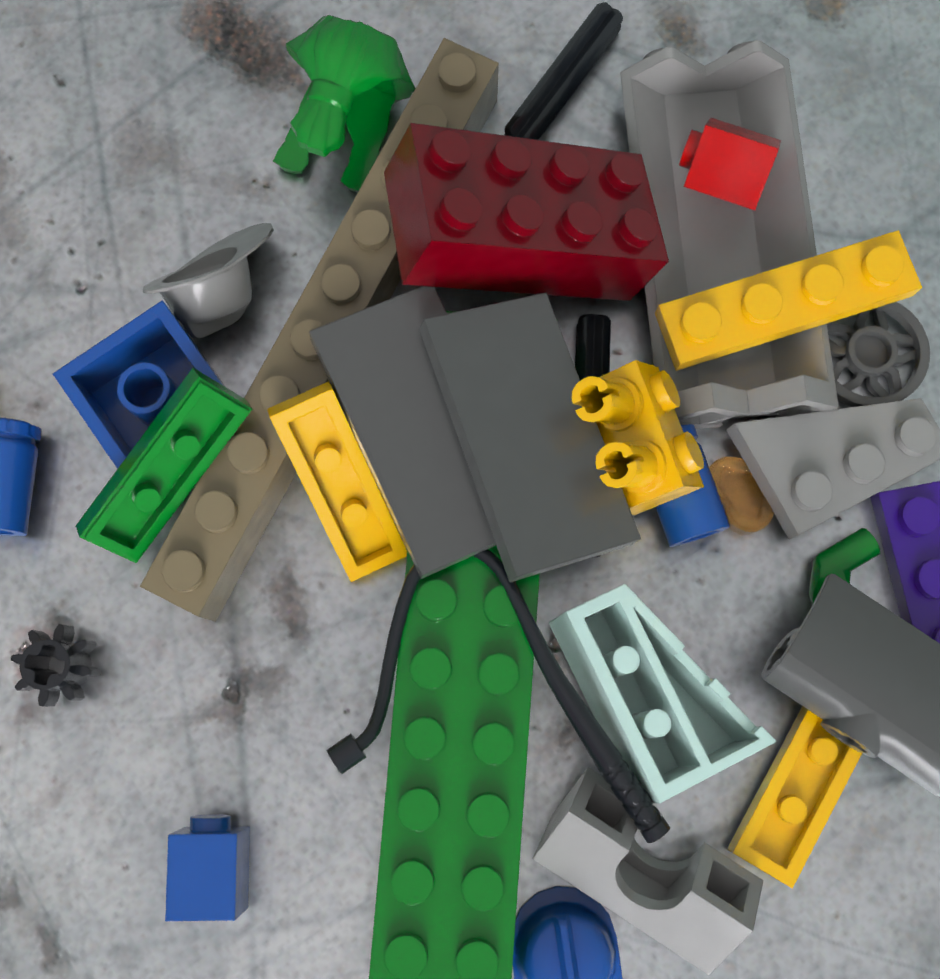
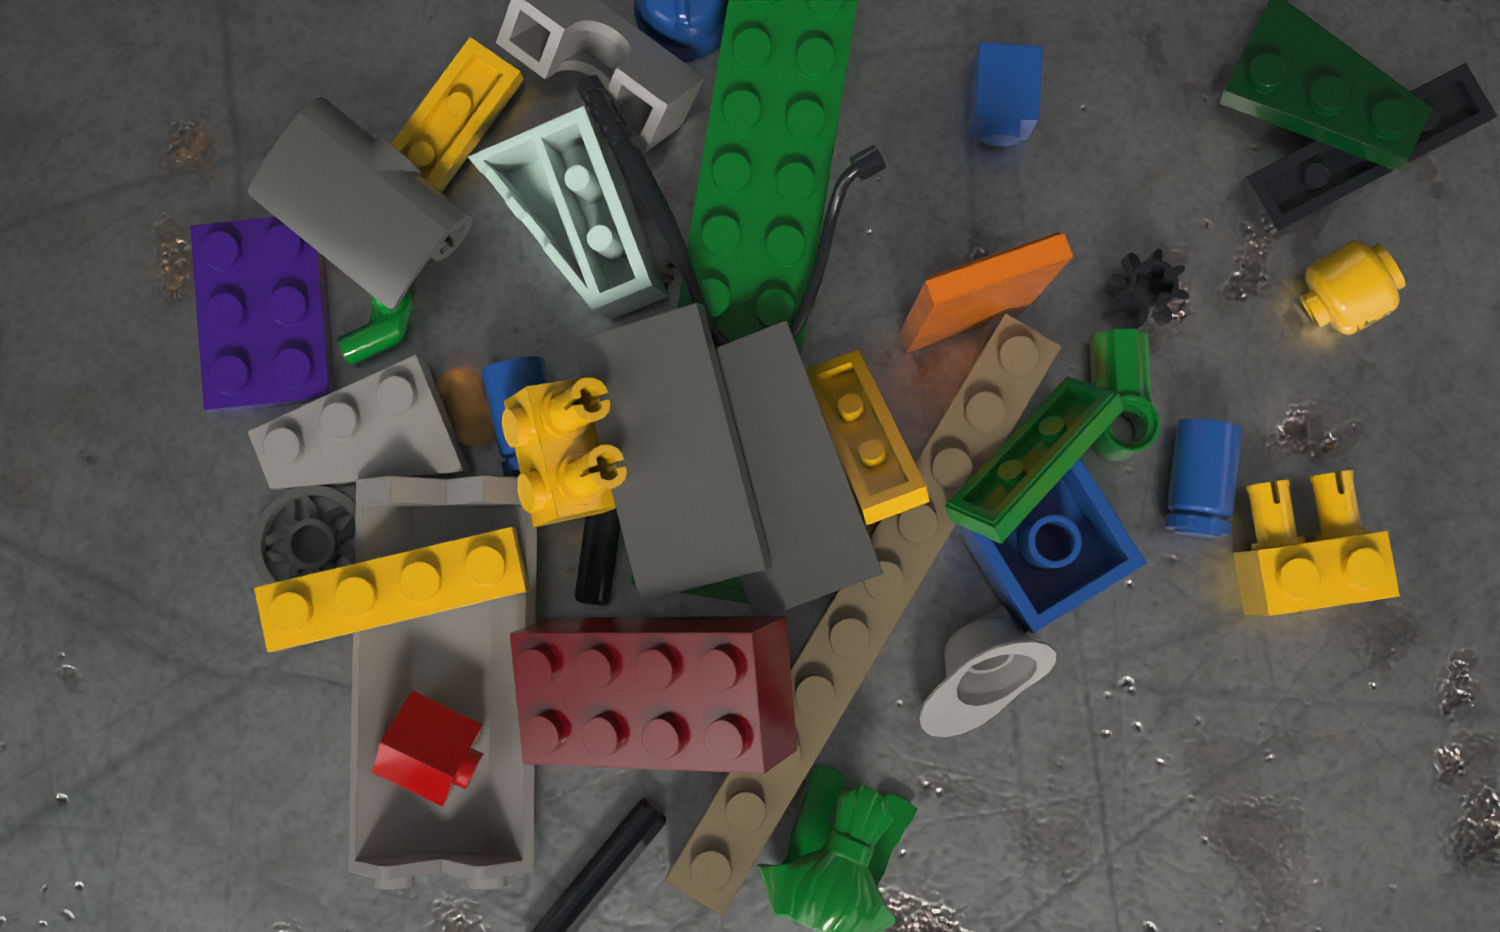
camera: 170 degrees left, 5 degrees up
(79, 568) = (1123, 365): none -> green piece
(213, 614) = (983, 291): none -> orange tile

